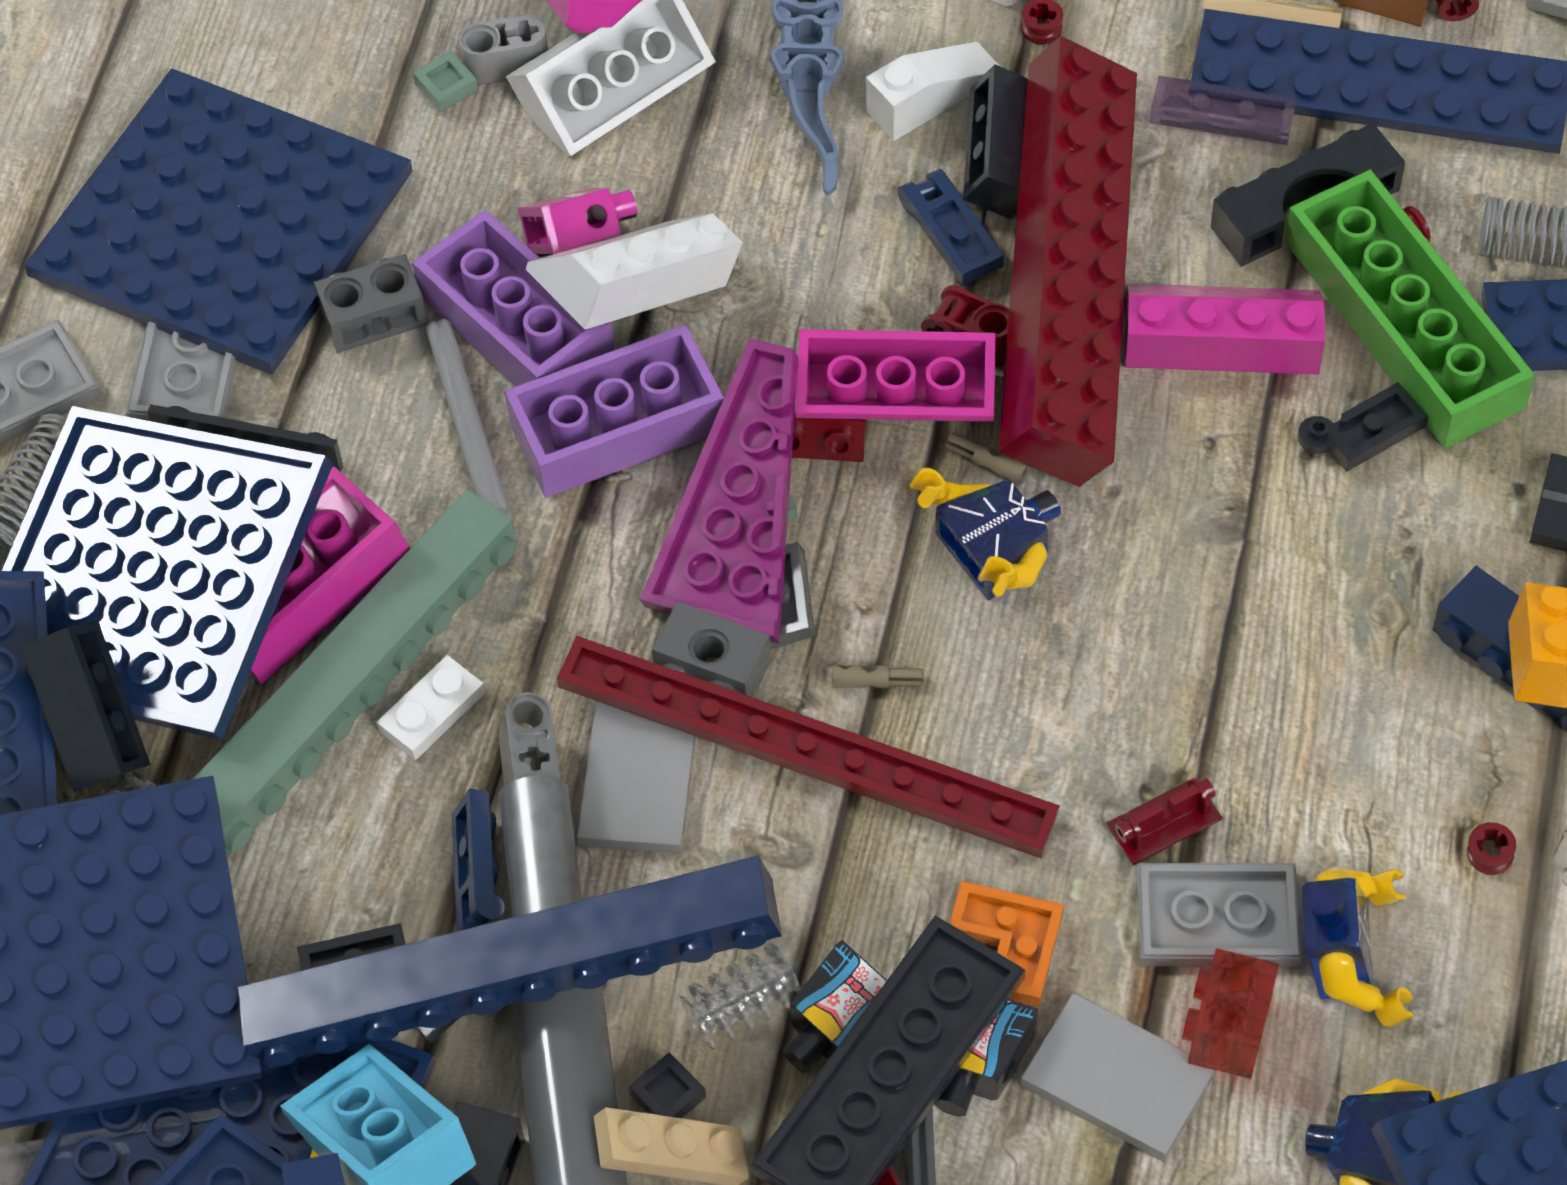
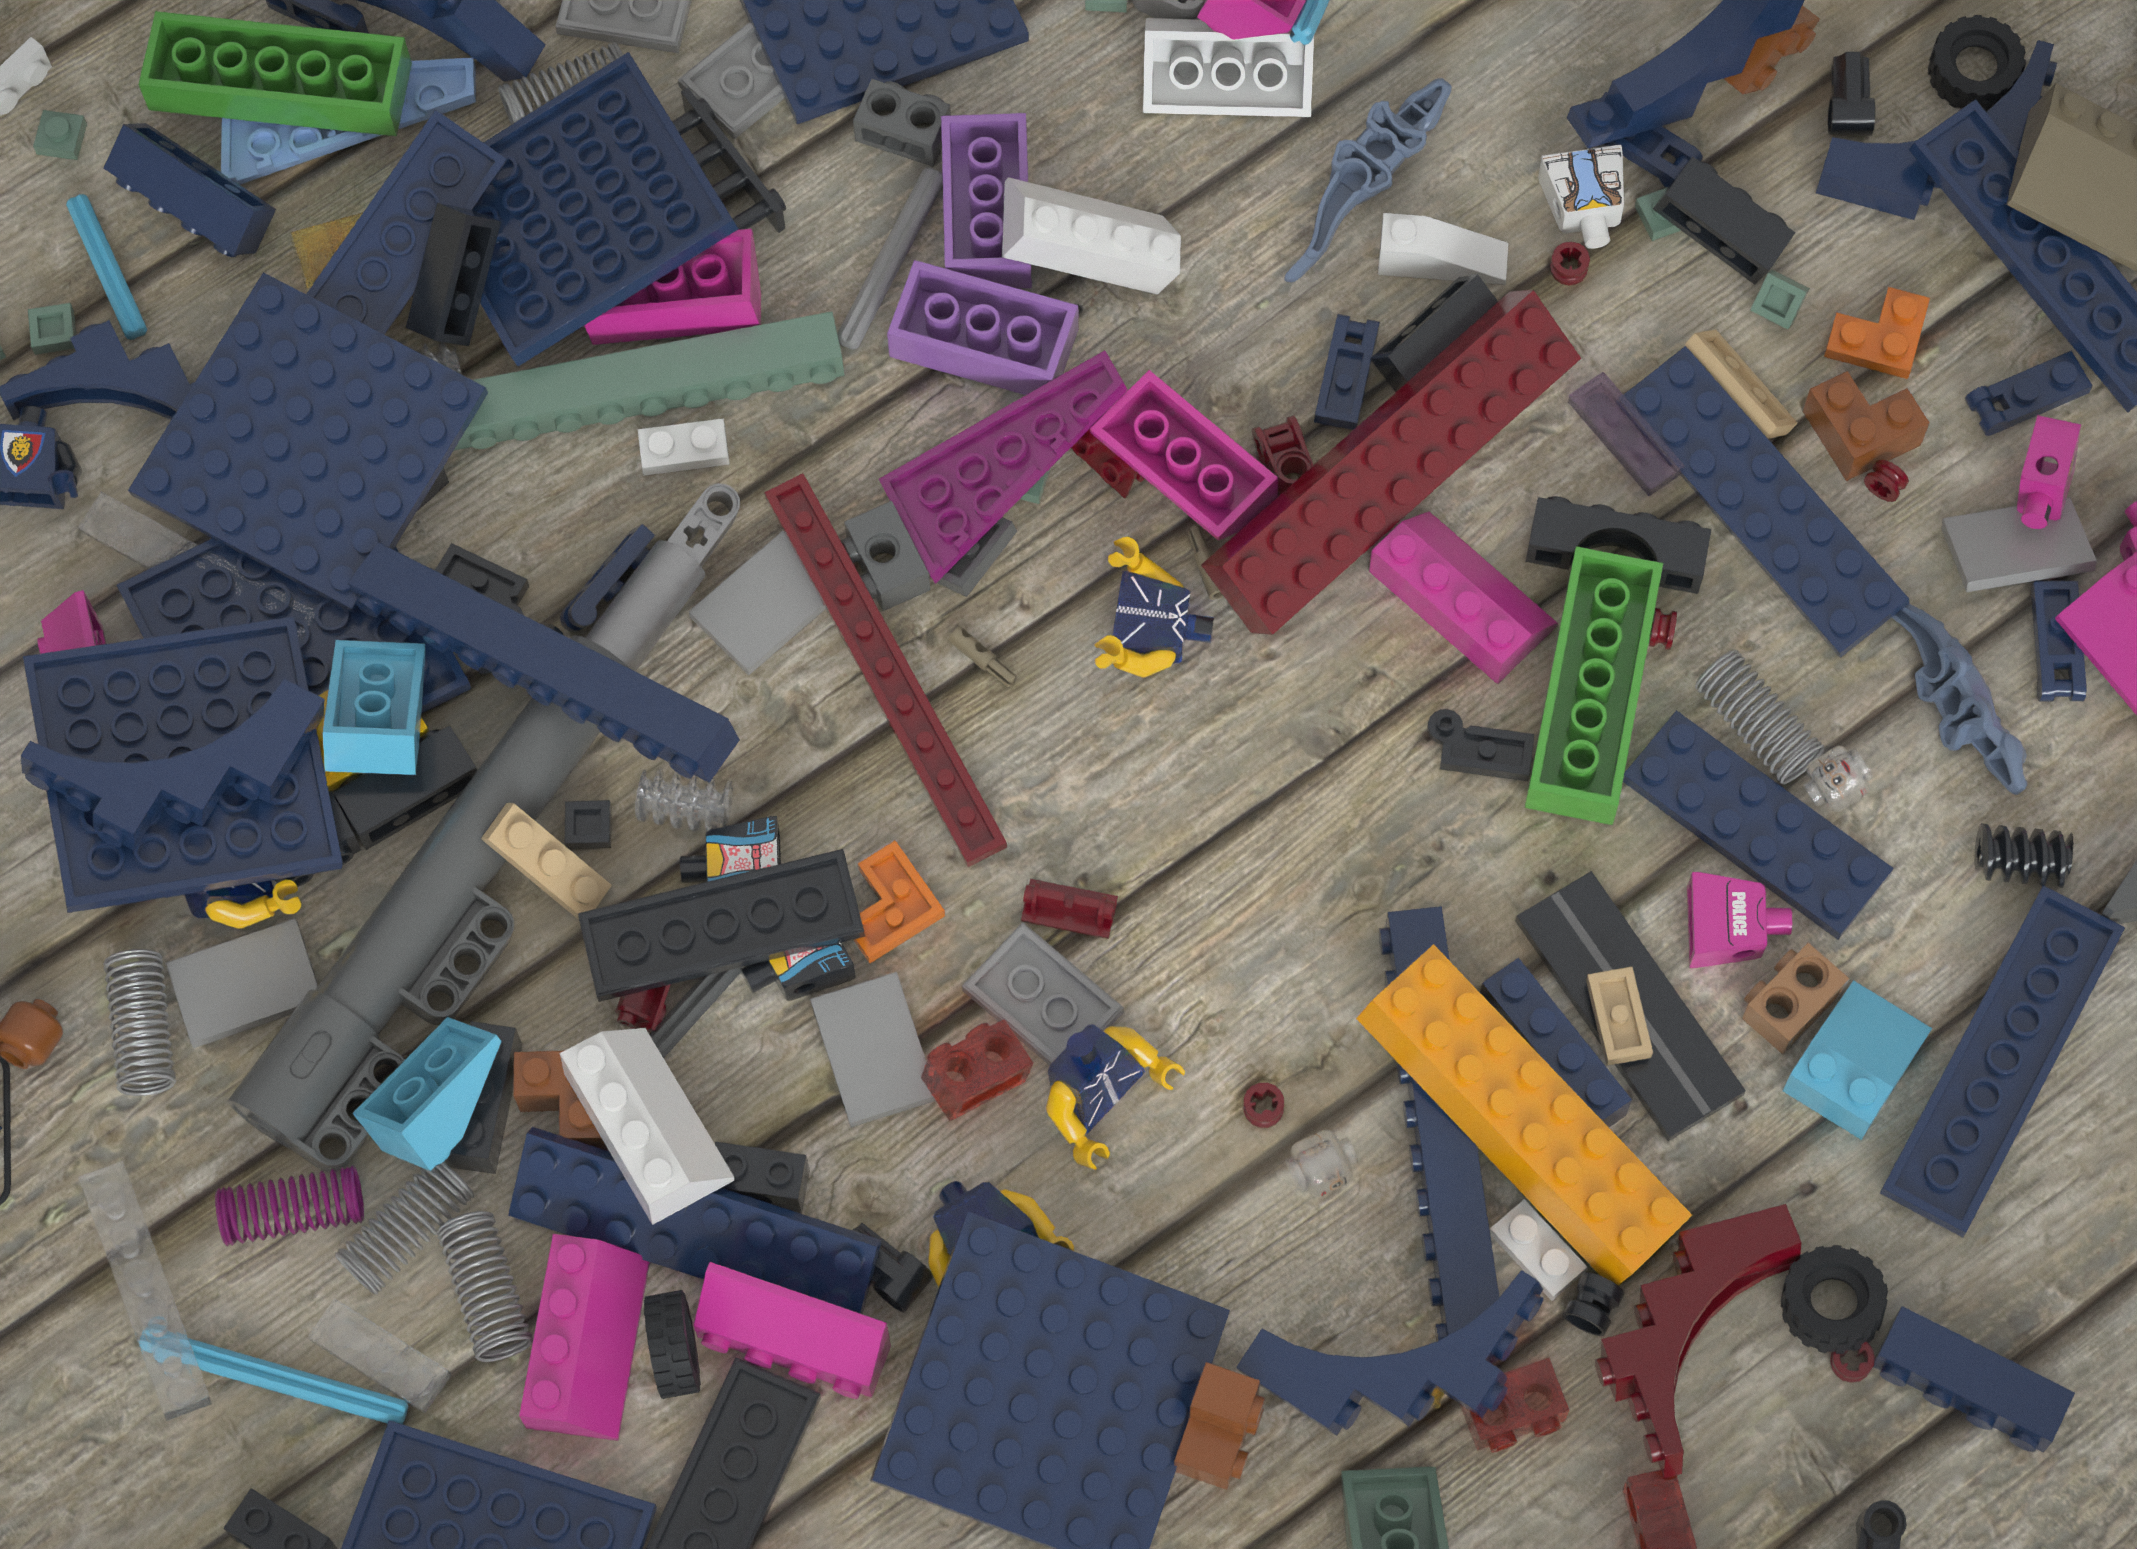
camera: 40 degrees right, 10 degrees up
(562, 223) = (1071, 166): dark pink torso -> none

